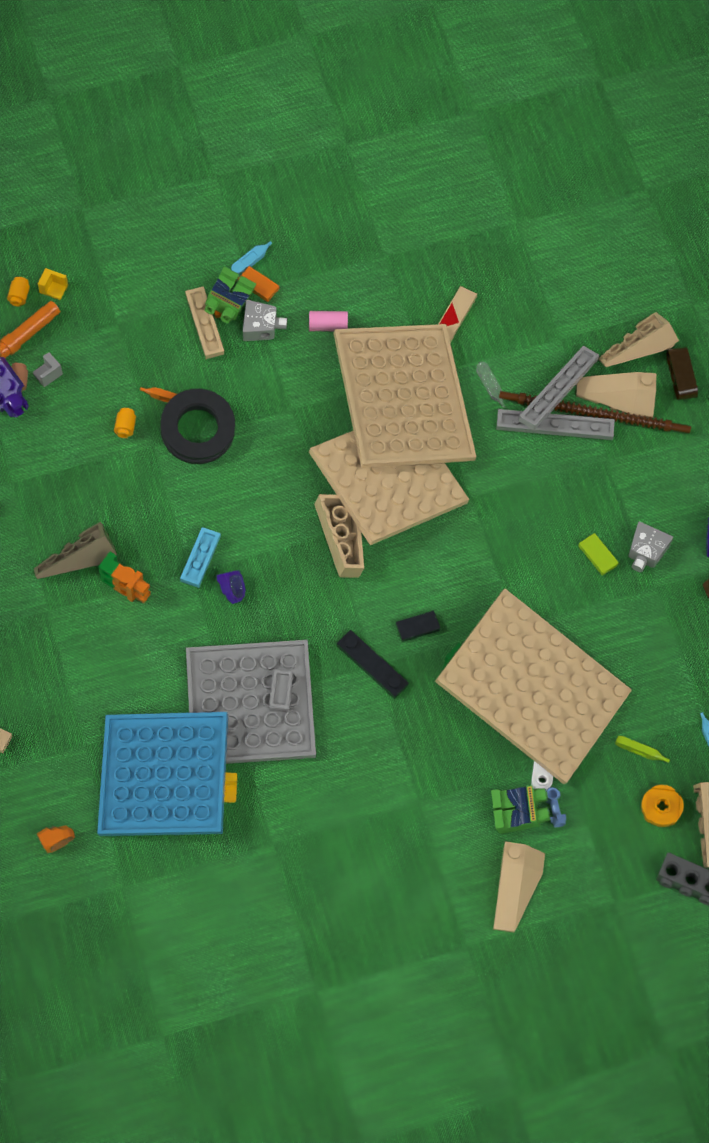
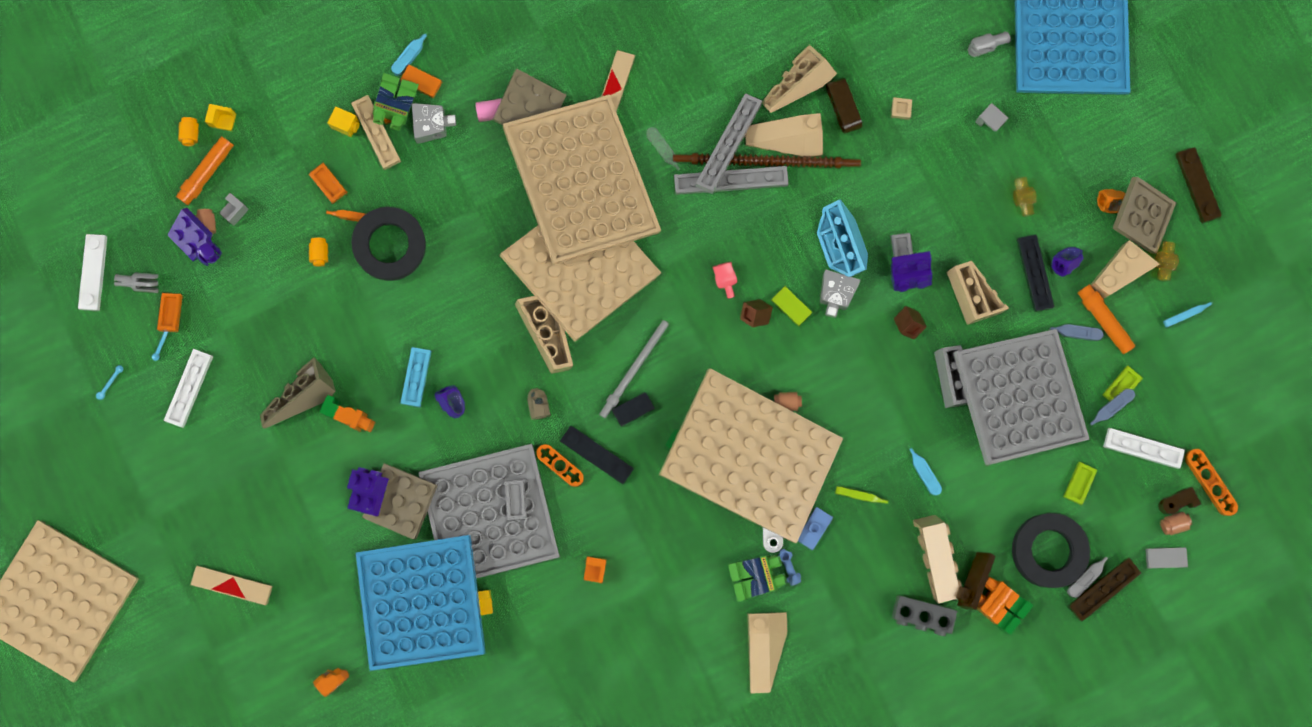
camera: 10 degrees left, 15 degrees up
(129, 655) = (367, 491): none -> dark purple plate
(146, 362) = (327, 183): none -> orange tile
(161, 672) = (404, 502): none -> dark tan plate
(174, 307) = (343, 122): none -> yellow brick
(320, 605) = (538, 404): none -> dark tan rock
(346, 675) = (552, 452): none -> orange beam
(351, 774) = (595, 569): none -> orange panel
(361, 311) = (526, 98): none -> dark tan plate
(399, 612) = (613, 399): none -> light grey bar
(534, 514) = (725, 277): none -> coral piece
(560, 553) = (756, 313): none -> copper panel
(584, 642) = (789, 400): none -> nougat brick
(587, 774) = (814, 528): none -> medium blue plate
(659, 496) = (842, 240): none -> medium azure wedge
(670, 798) = (895, 555): light orange plate -> none

